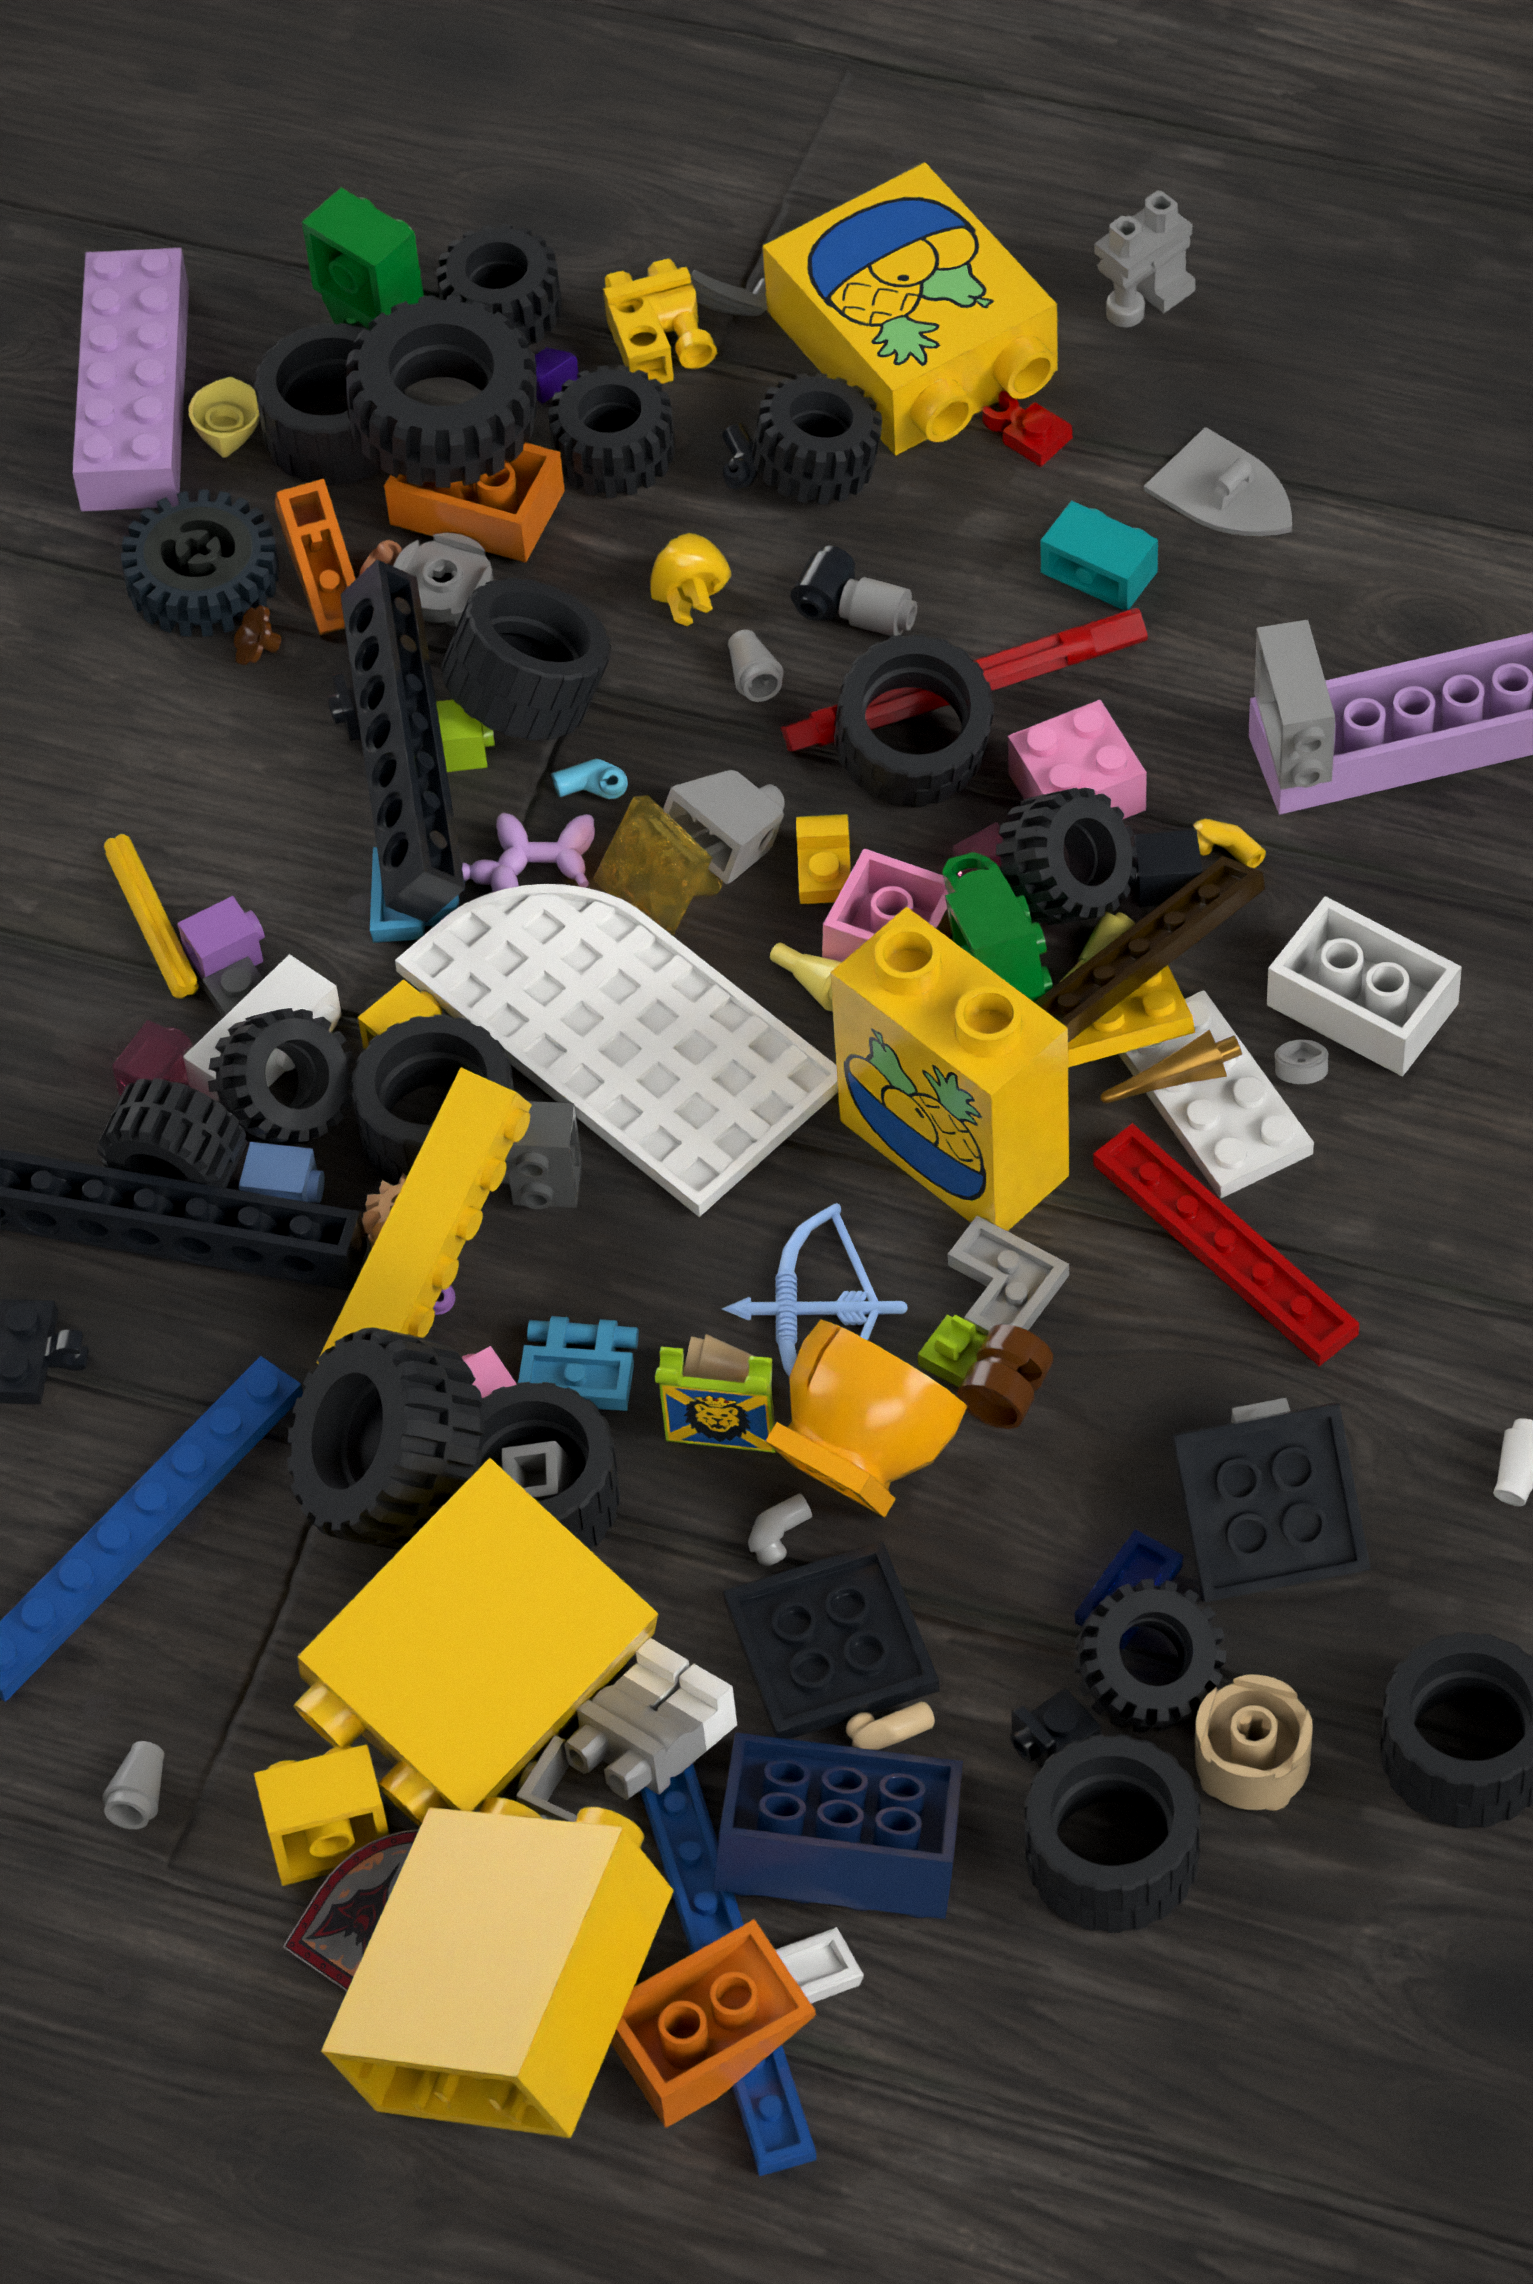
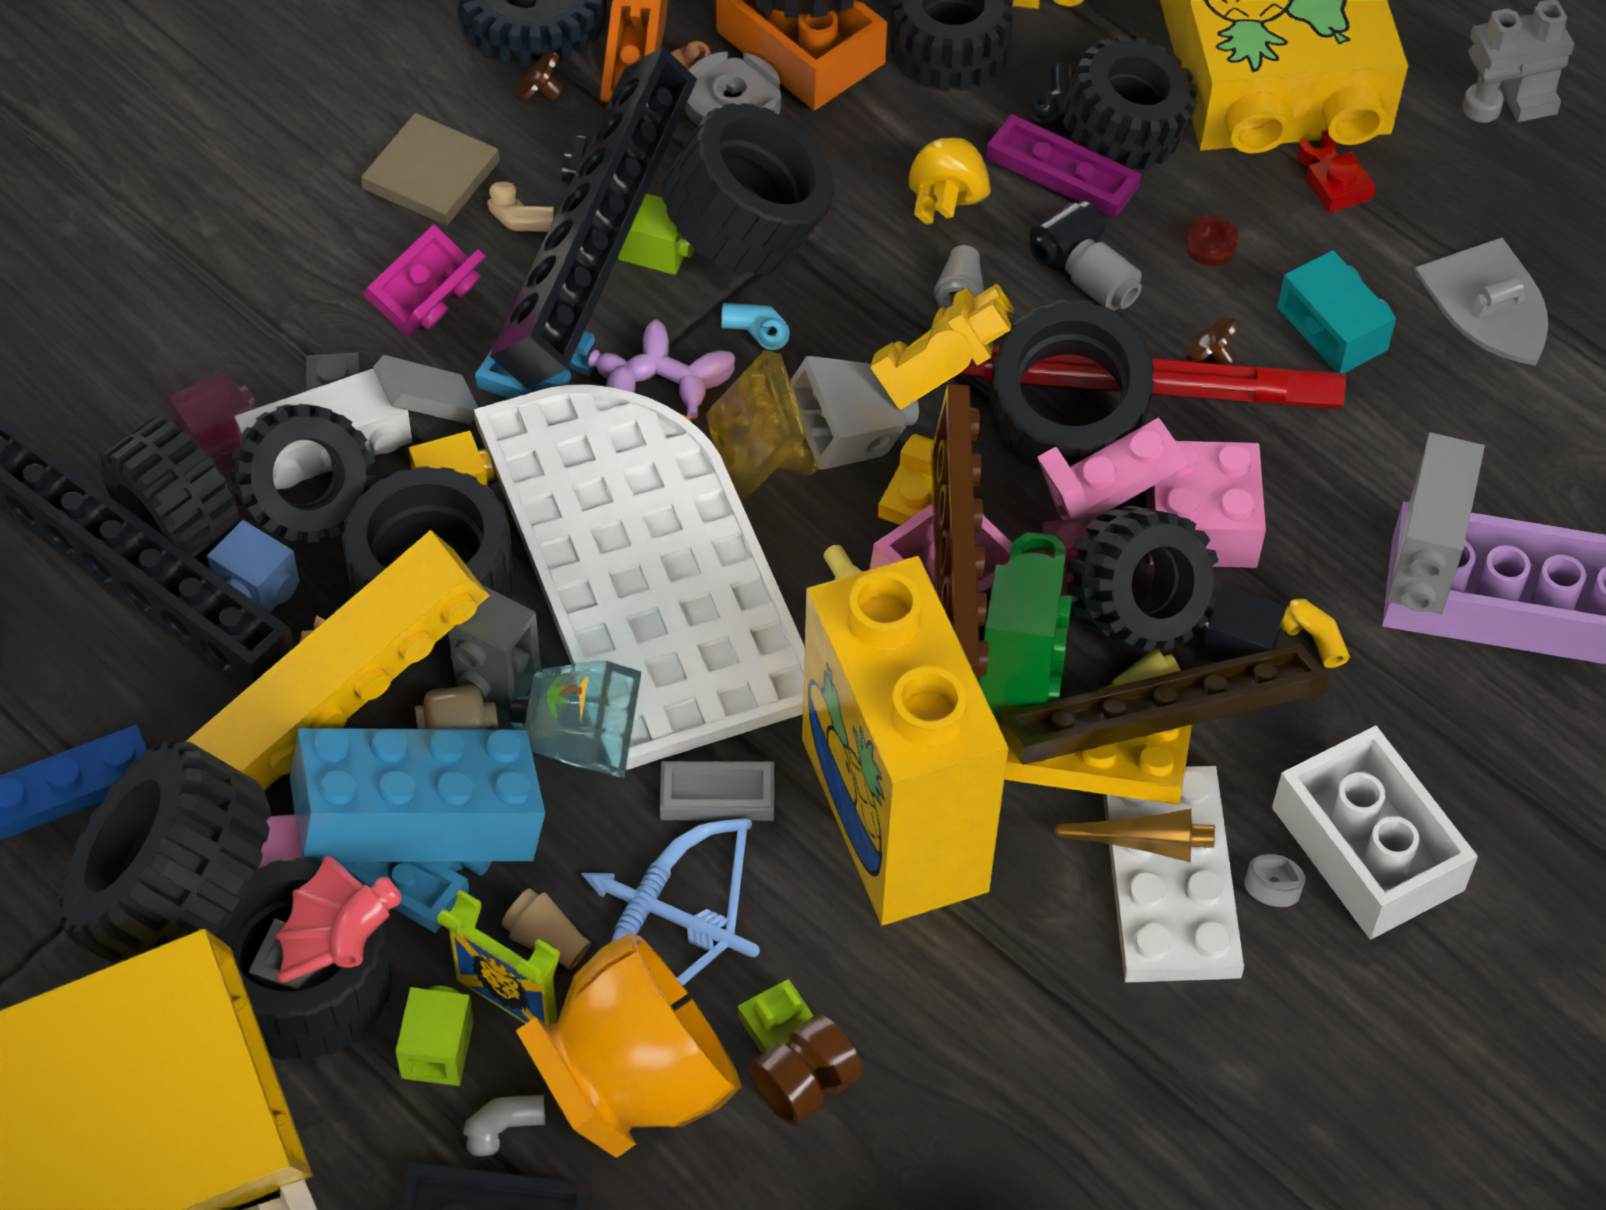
camera: 20 degrees right, 0 degrees up
(151, 916) = (300, 283): yellow axle -> none
(204, 763) = (430, 169): none -> dark tan tile
(221, 937) = (344, 325): medium lavender brick -> none
(270, 866) = (421, 281): none -> dark pink bracket
(308, 772) = (516, 215): none -> tan arm
(338, 961) = (425, 389): none -> light grey tile
(542, 1232) = (456, 709): none -> dark tan head
(556, 1300) = (416, 795): none -> dark azure brick
(559, 1422) = (332, 920): none -> coral arm
(650, 1177) = (581, 714): none -> clear light blue torso
(682, 1487) = (435, 1035): none -> lime brick
(784, 521) = (1063, 165): none -> magenta plate
(788, 726) = (955, 338): none -> yellow hips
(795, 1192) = (717, 790): none -> light grey tile
(879, 853) = (956, 520): none -> reddish brown plate
(953, 535) = (1212, 241): none -> clear red tile
(990, 778) = (1112, 472): none -> bright pink bracket
(1006, 627) = (1214, 343): none -> reddish brown plant
(1016, 1274) = (878, 969): light grey plate -> none
(1226, 1244) = (1102, 1037): red plate -> none

